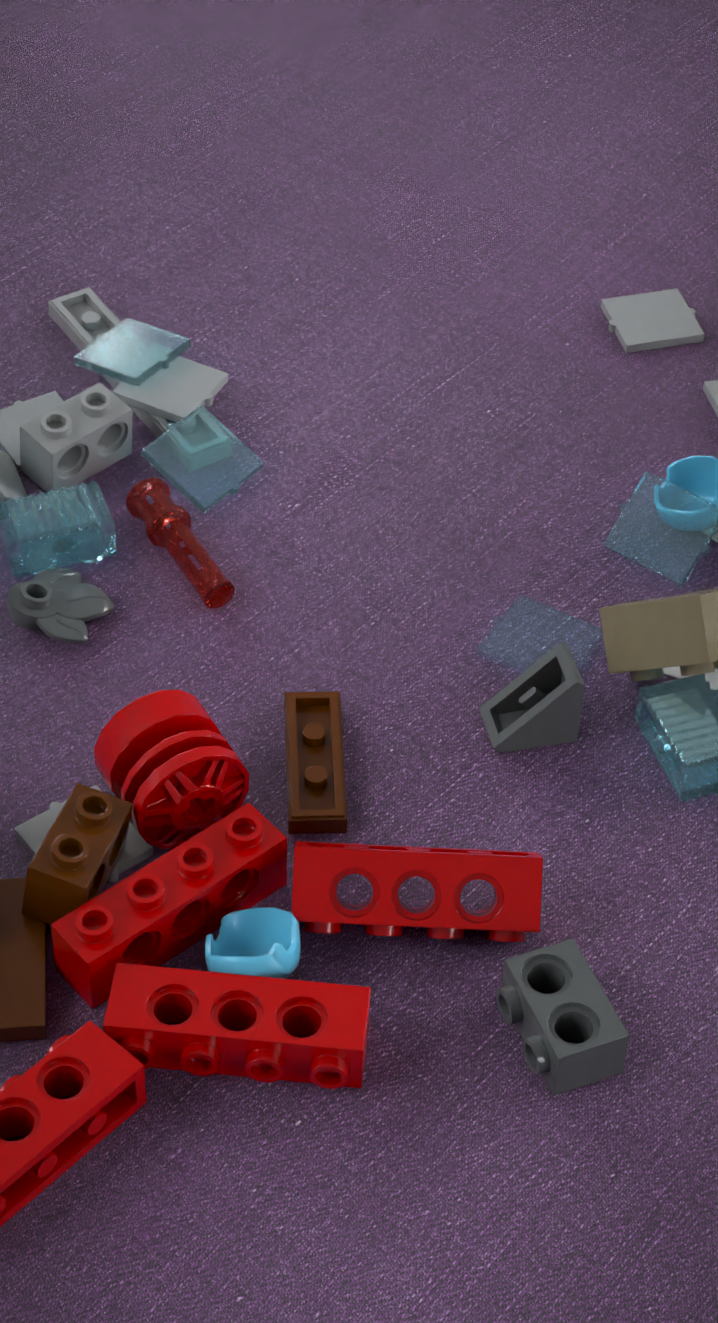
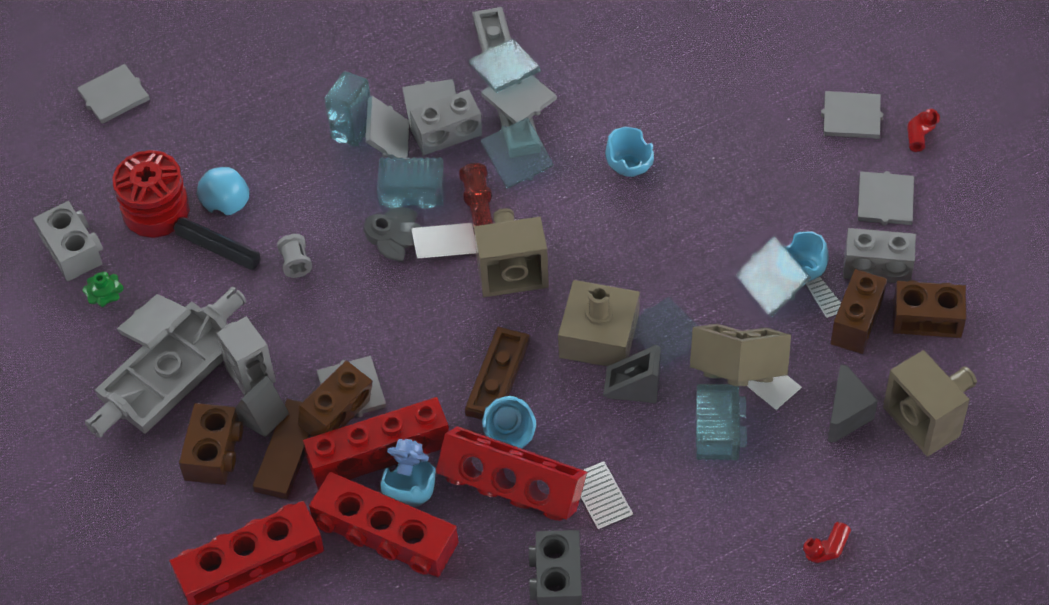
camera: 25 degrees right, 10 degrees up
(142, 598) = (444, 240): none -> white sticker
(171, 766) = (405, 362): red wheel -> none
(240, 900) = (407, 454): none -> medium blue plant
(268, 583) = (511, 254): none -> dark tan brick
(369, 423) = (628, 152): none -> medium azure hair
(377, 812) = (509, 421): none -> medium azure hair
(444, 646) = (598, 323): none -> dark tan brick
(574, 896) = (603, 496): none -> white sticker

